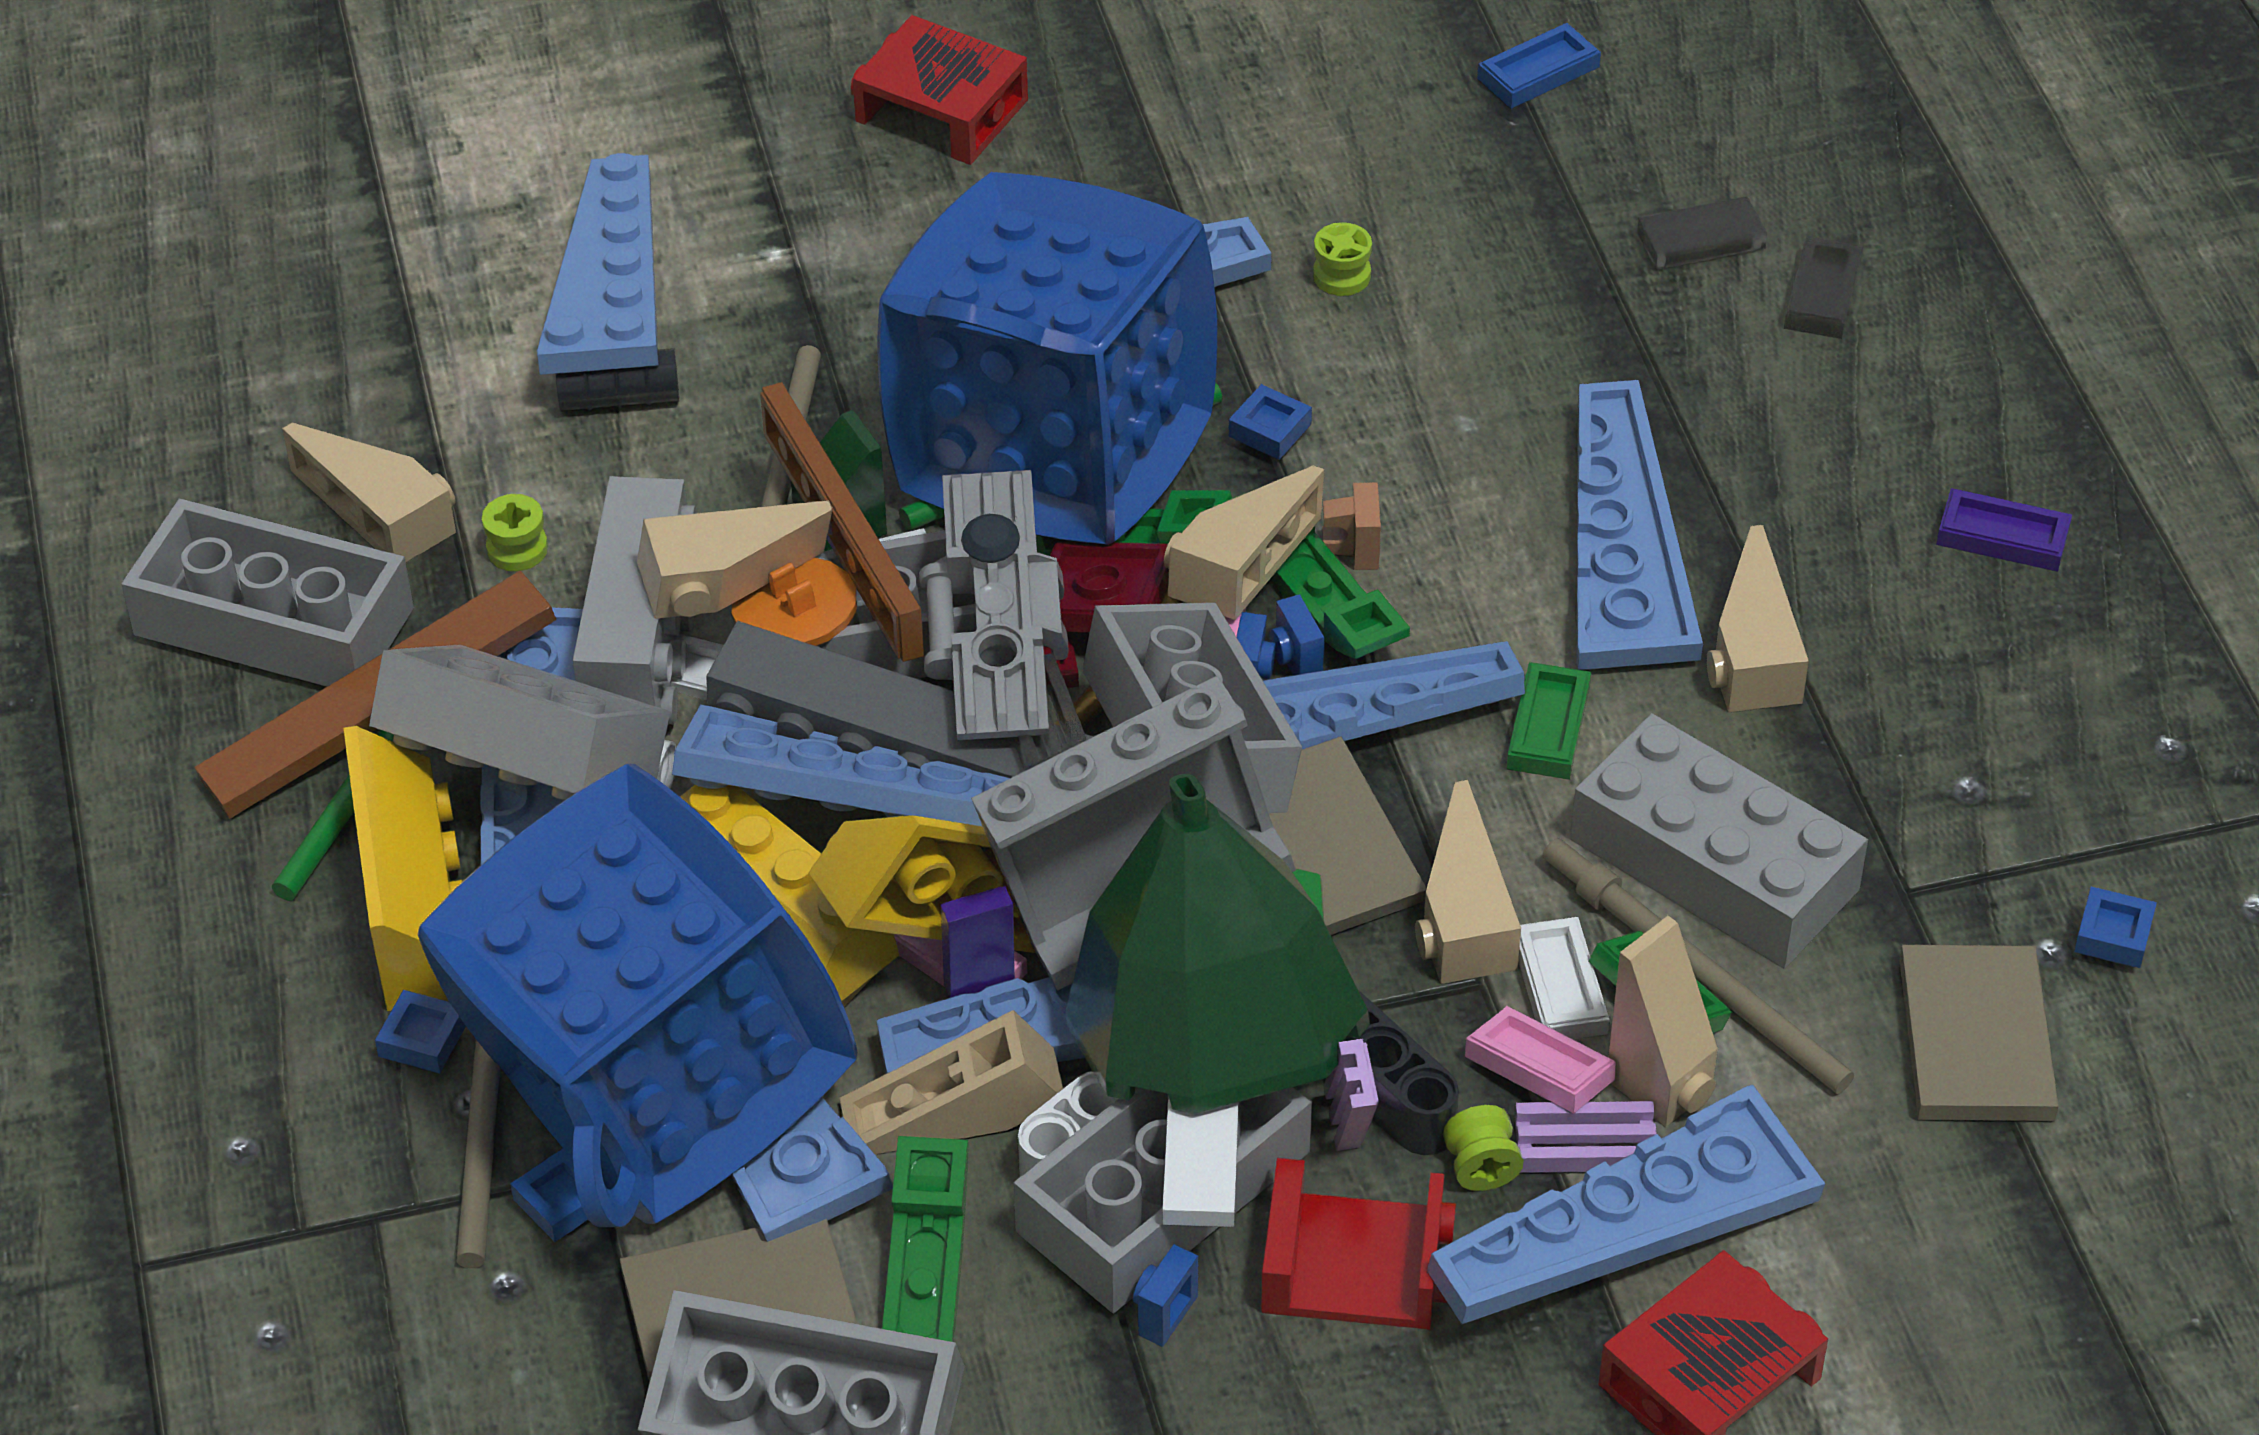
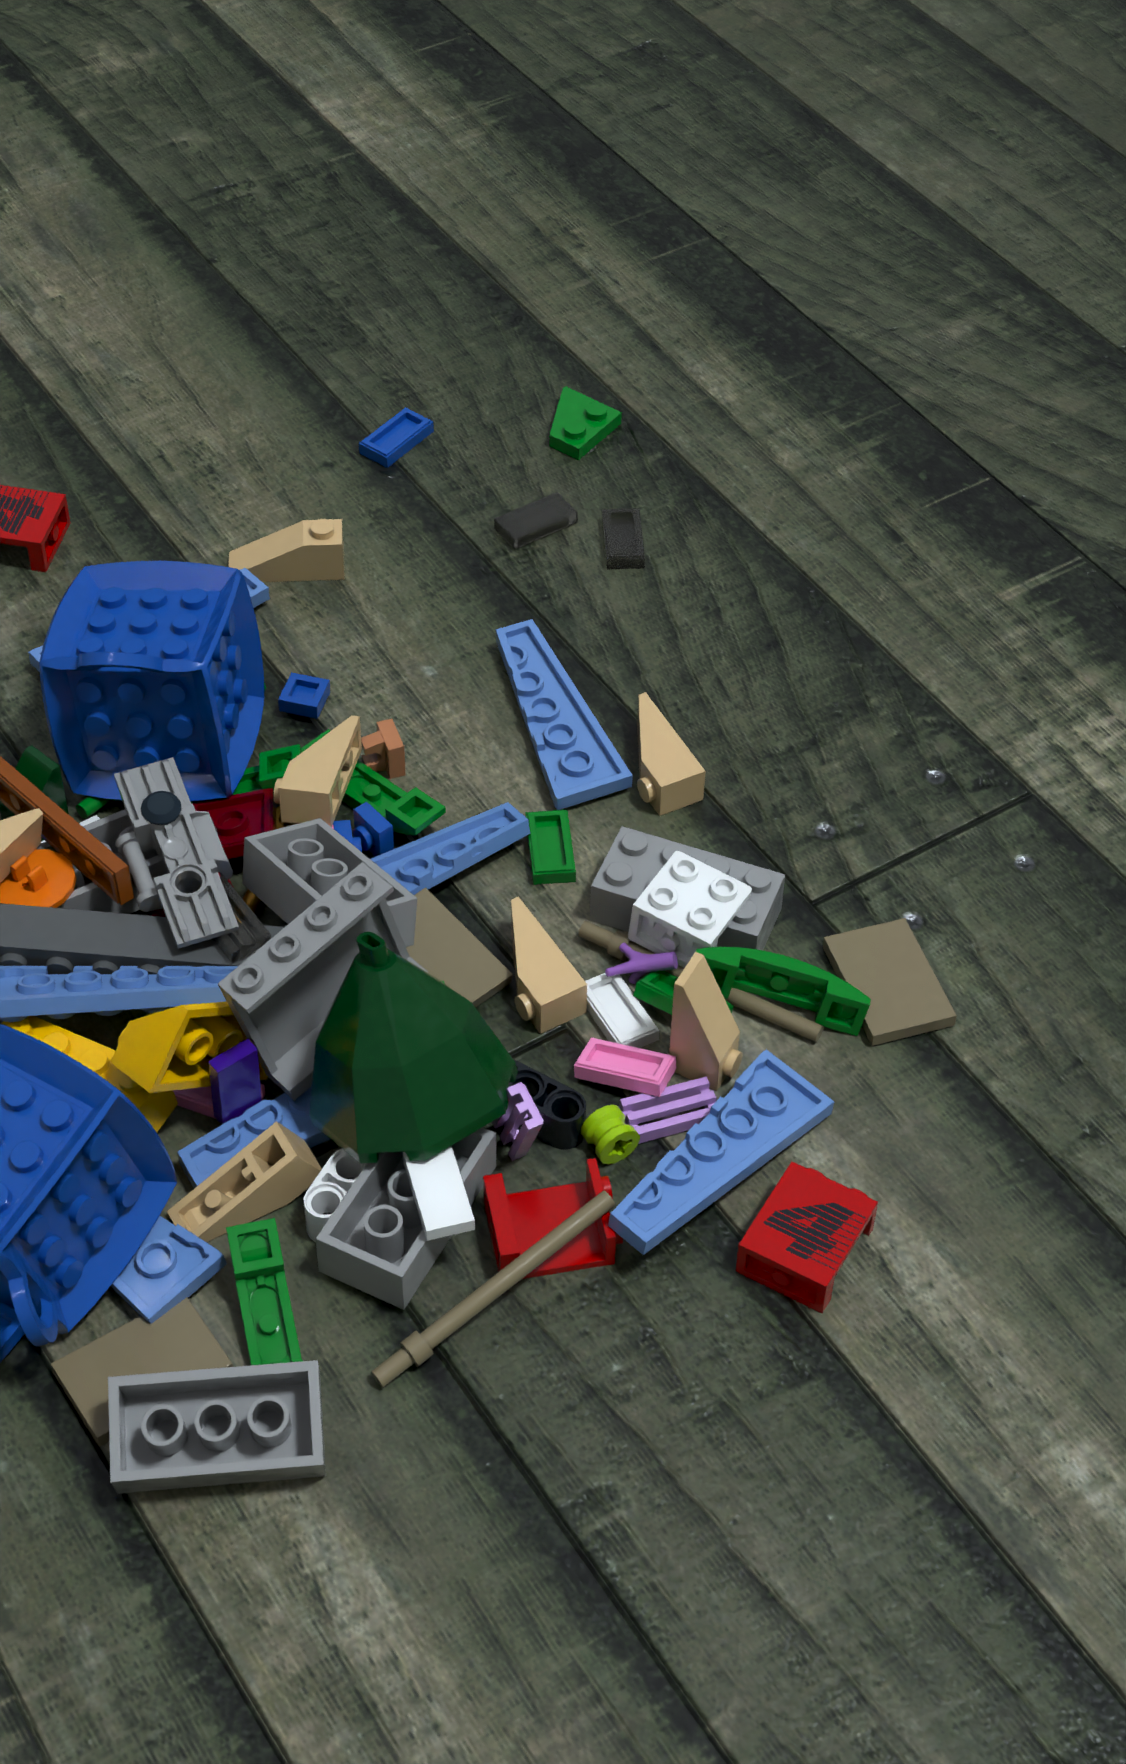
camera: 20 degrees left, 0 degrees up
(1112, 1368) = (418, 1346): none -> dark tan bar
(1166, 1294) = (436, 1286): blue plate -> none
(1299, 206) = (296, 553): none -> tan slope
(1342, 259) = (315, 582): lime wheel -> none
(1612, 917) = (642, 963): none -> medium lavender bar
(1700, 856) = (686, 907): none -> white bracket
(1812, 990) = (789, 981): none -> green slope
(1823, 98) = (581, 423): none -> green wing
(2004, 529) = (787, 664): dark purple tile -> none
(2115, 927) = (948, 894): blue plate -> none

